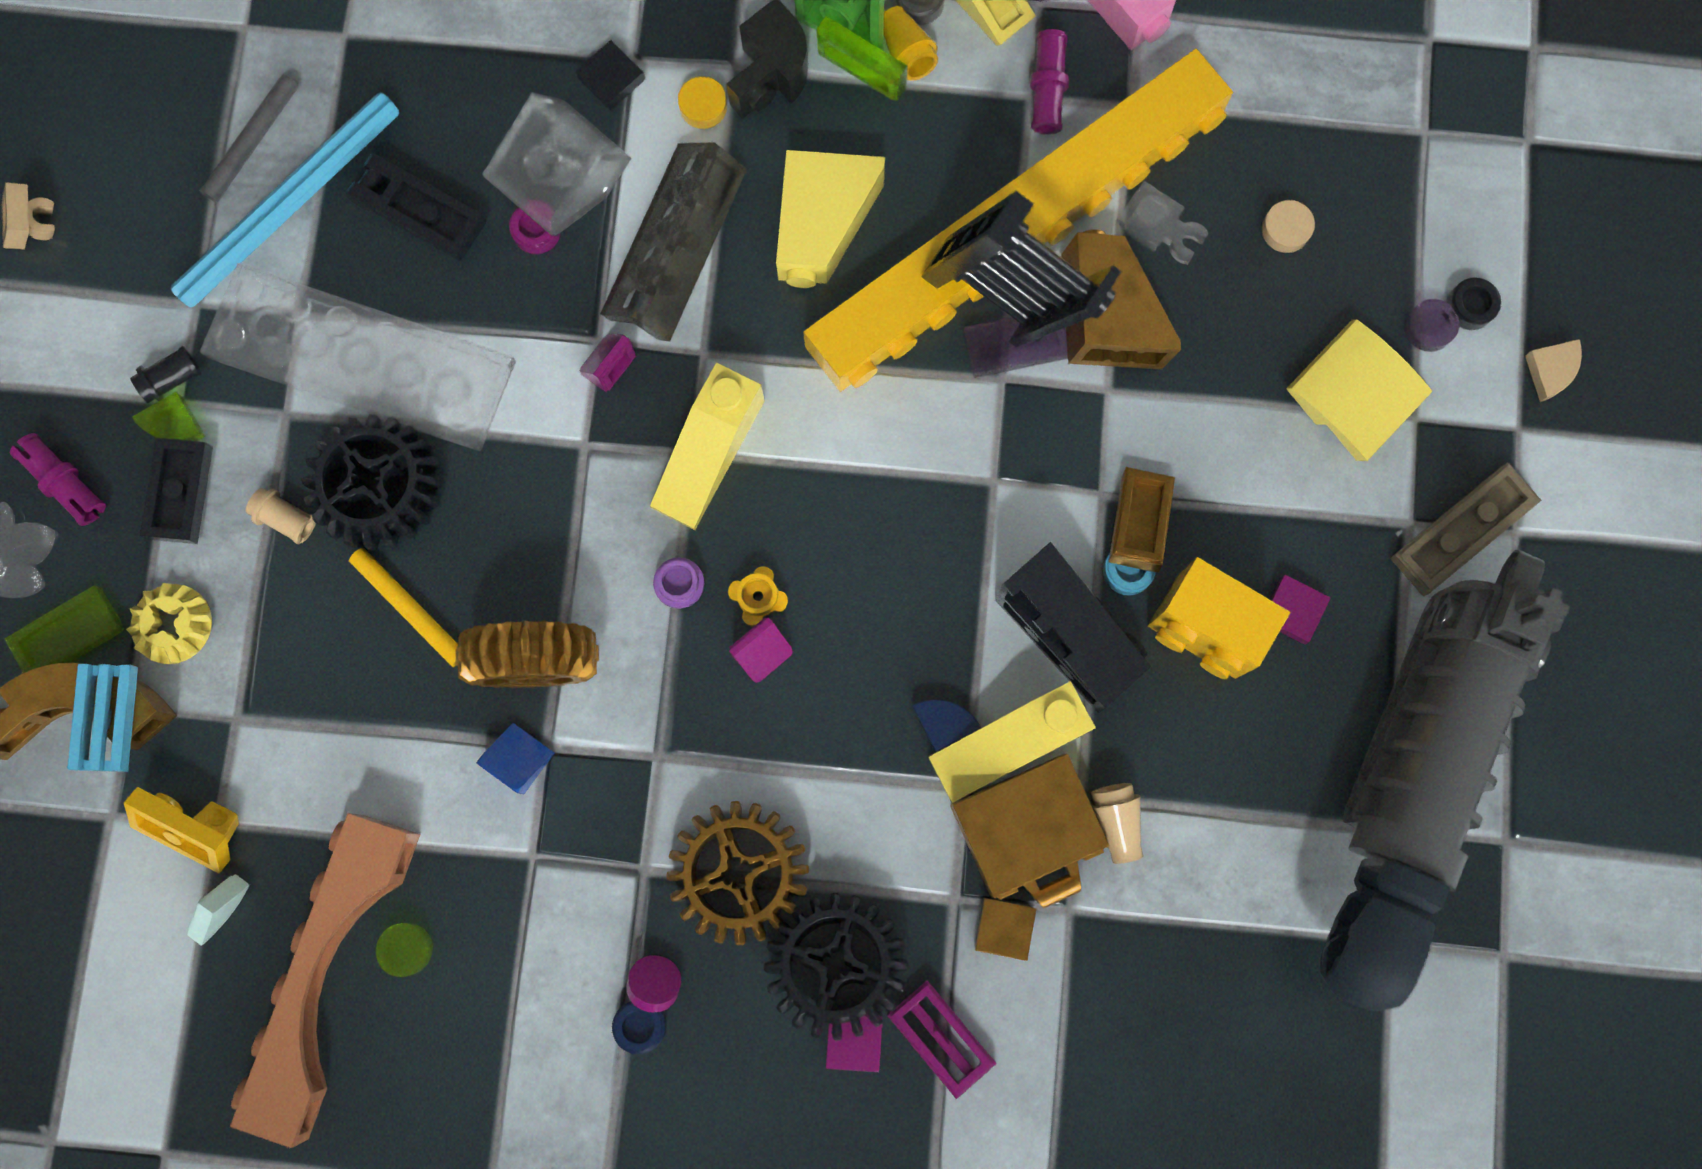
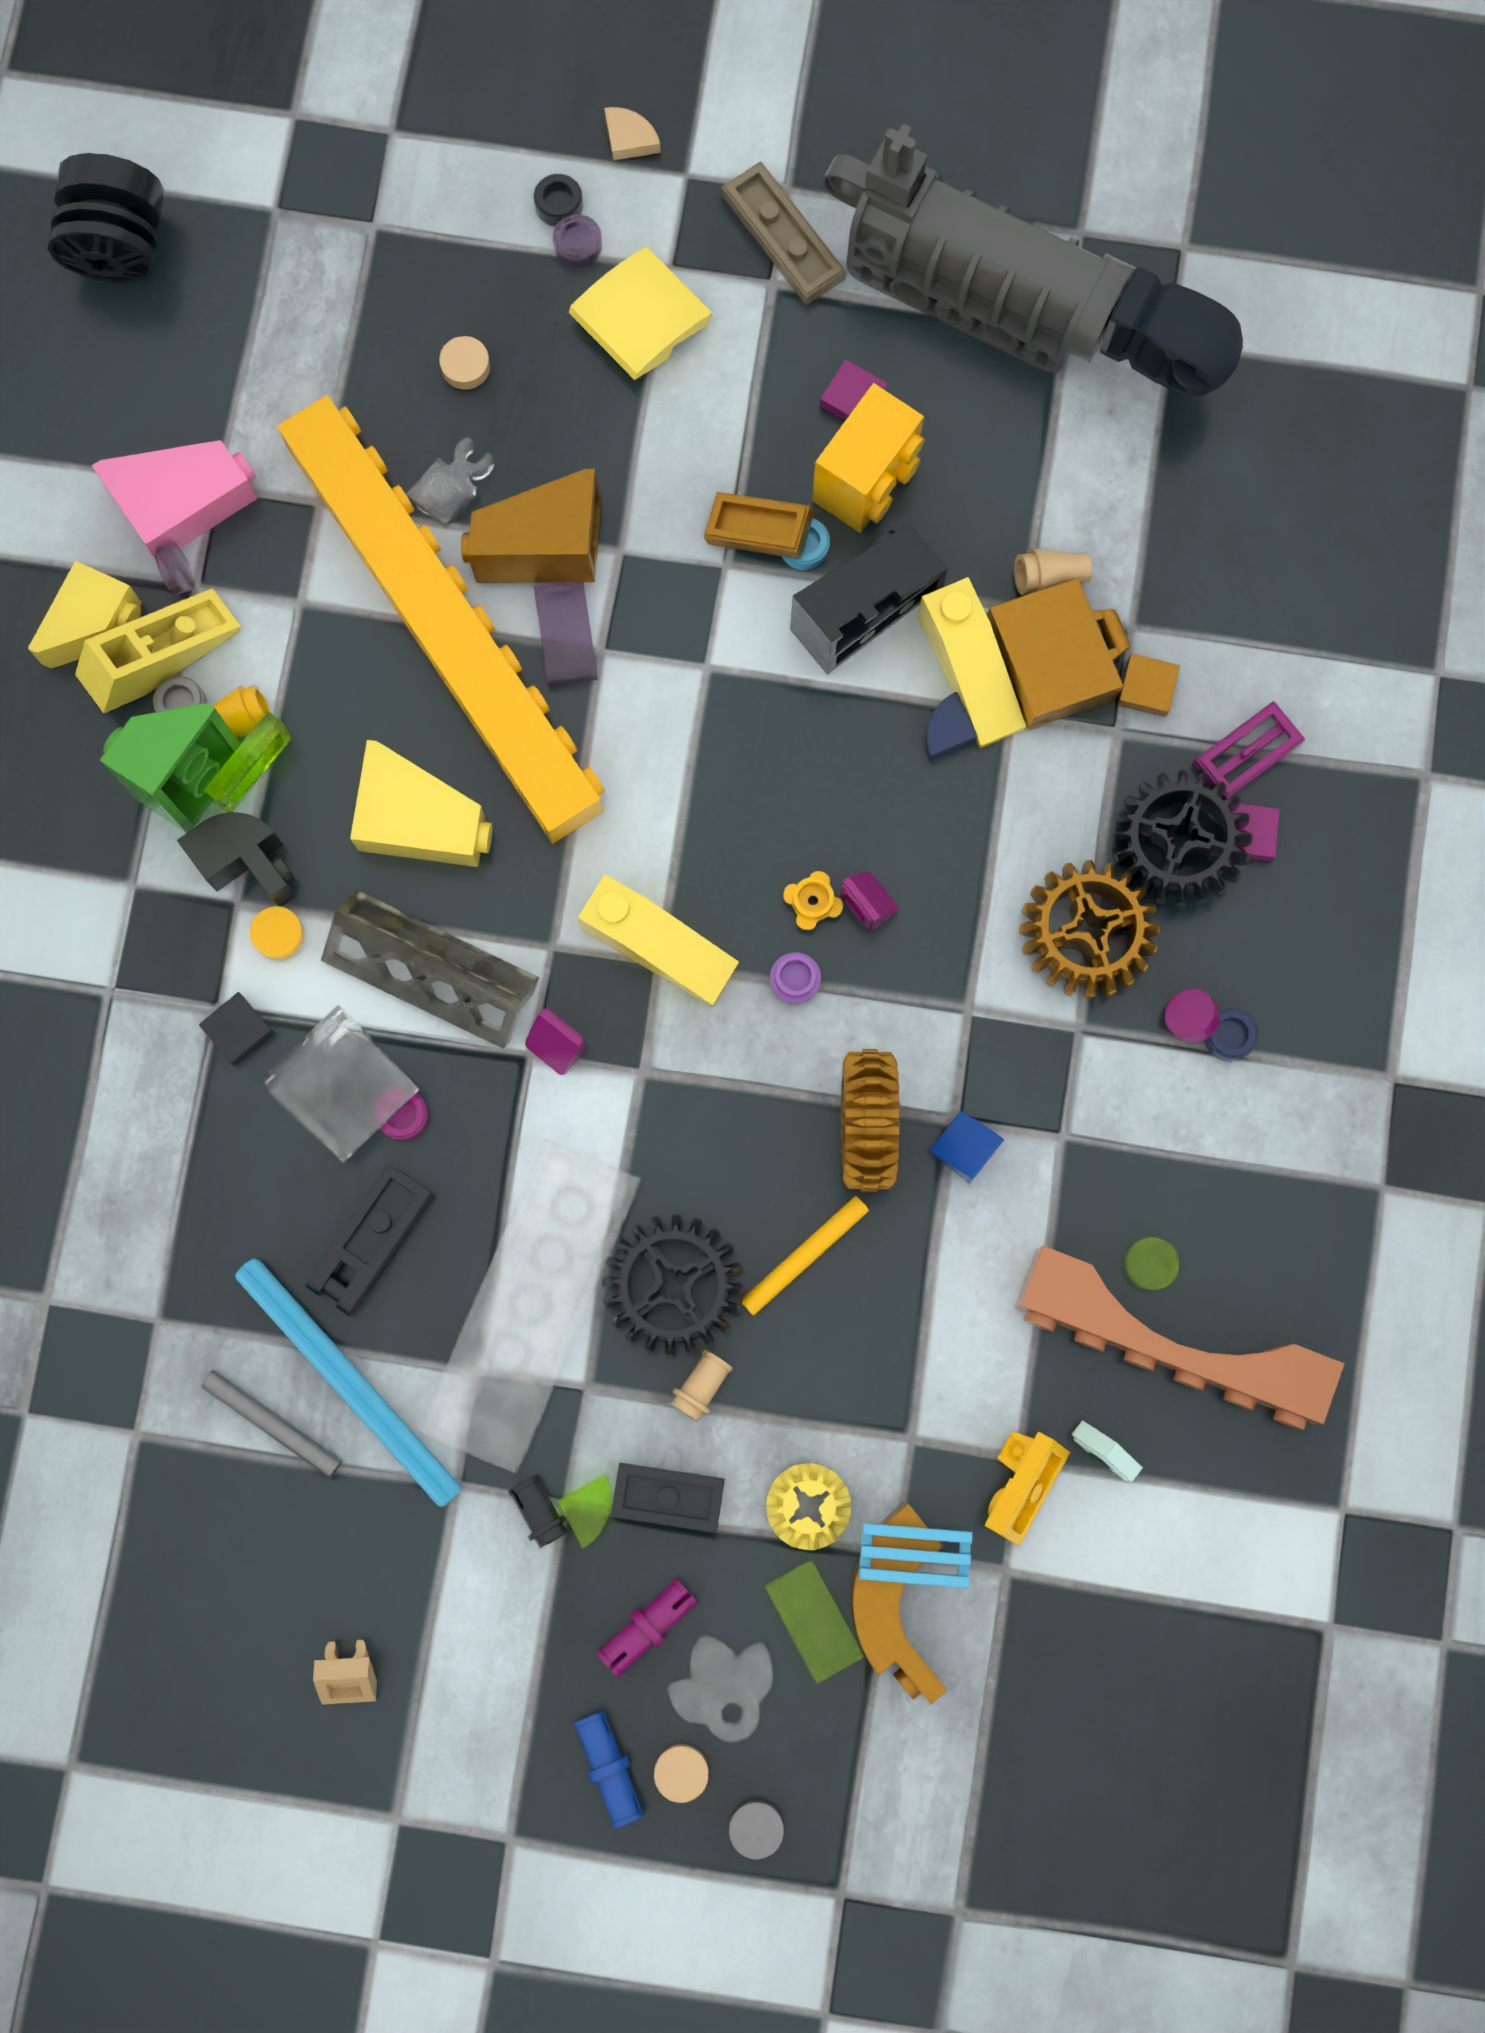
camera: 90 degrees left, 0 degrees up
(1020, 272) = (524, 597): black fence -> none
(1049, 81) = (290, 577): magenta pin -> none

